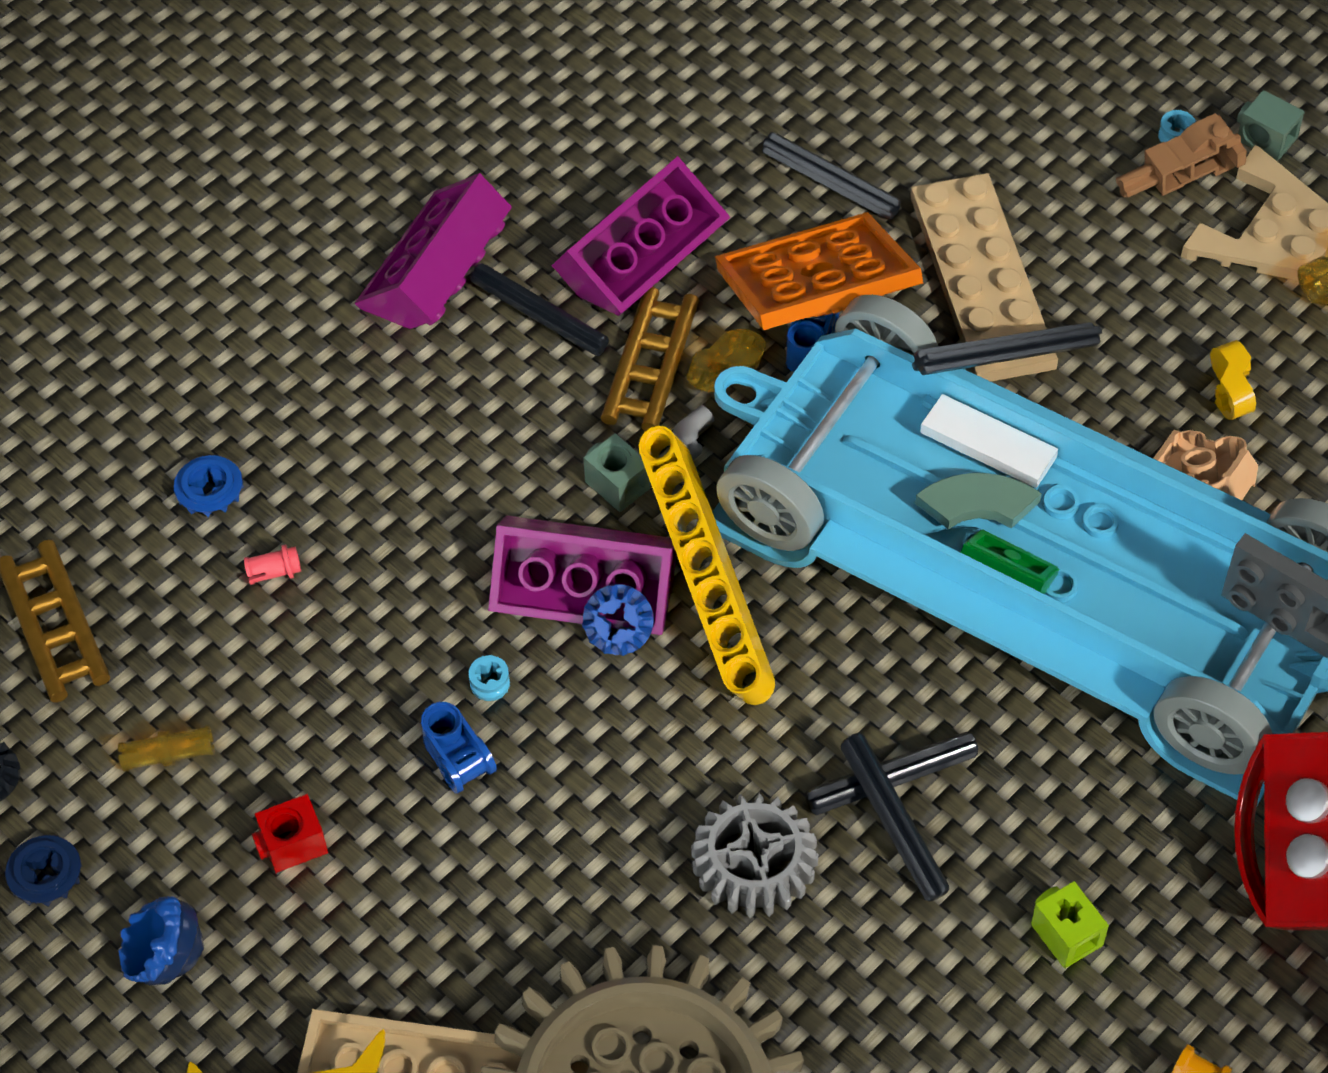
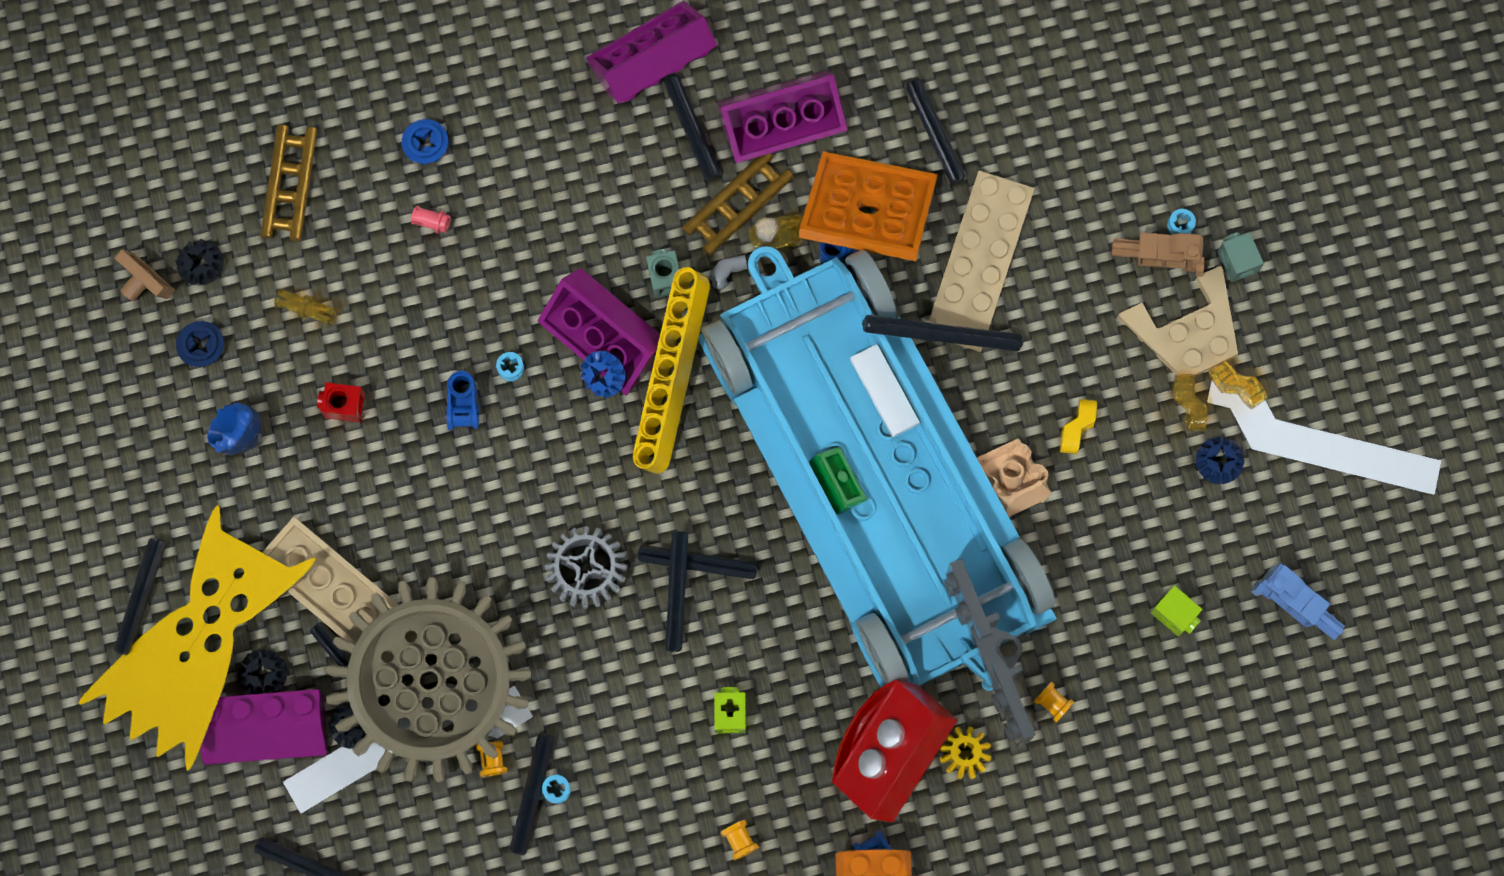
camera: 30 degrees right, 20 degrees up
(978, 496) = (852, 425): sand green tile -> none

